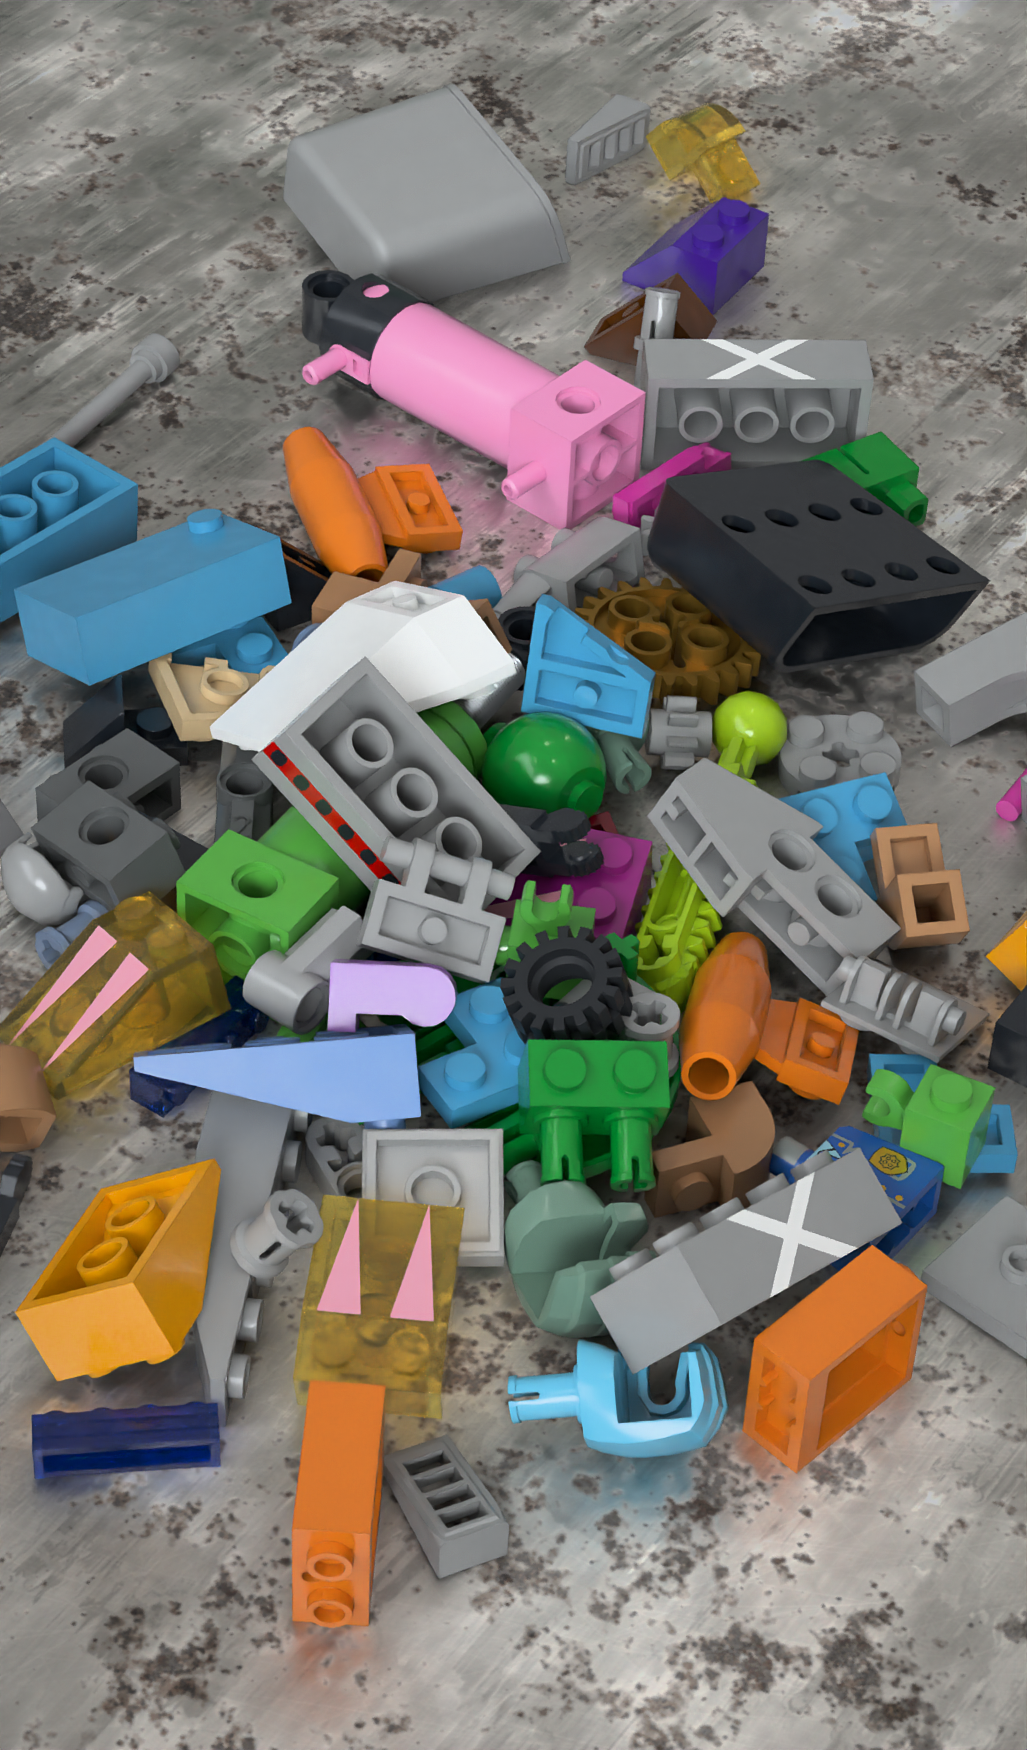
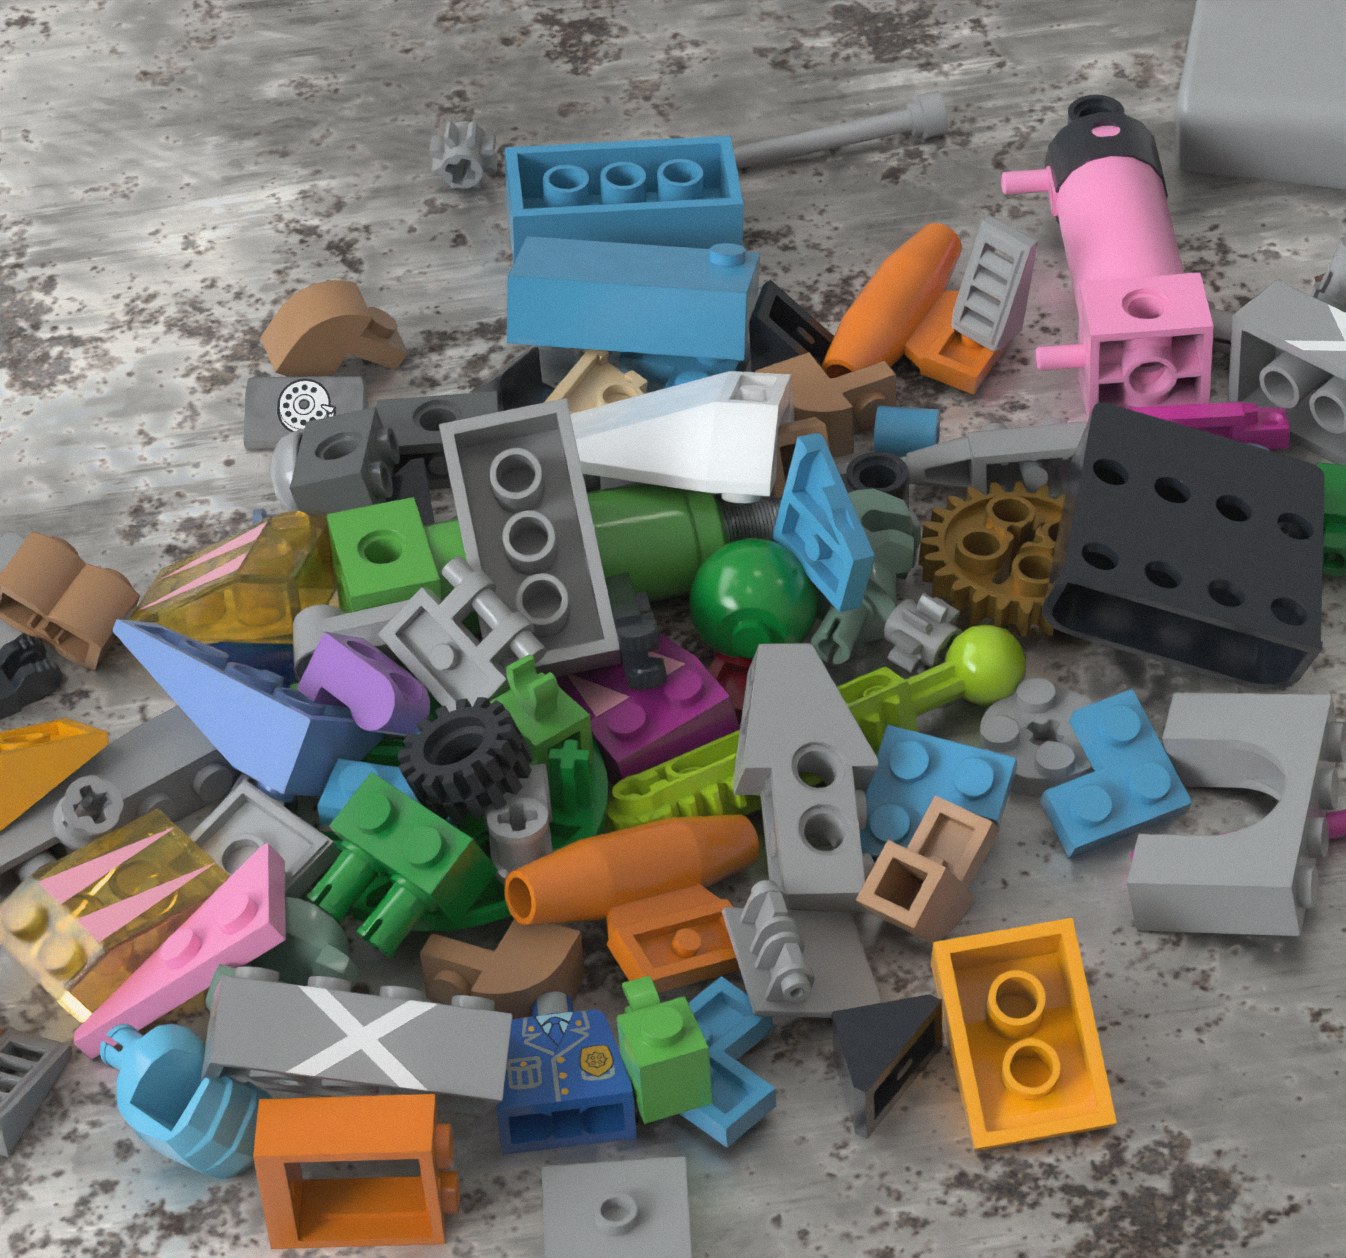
camera: 50 degrees right, 0 degrees up
(428, 479) = (980, 315): none -> light grey slope
(507, 1260) = (227, 929): none -> bright pink wing
(946, 755) = (1130, 781): none -> dark azure plate

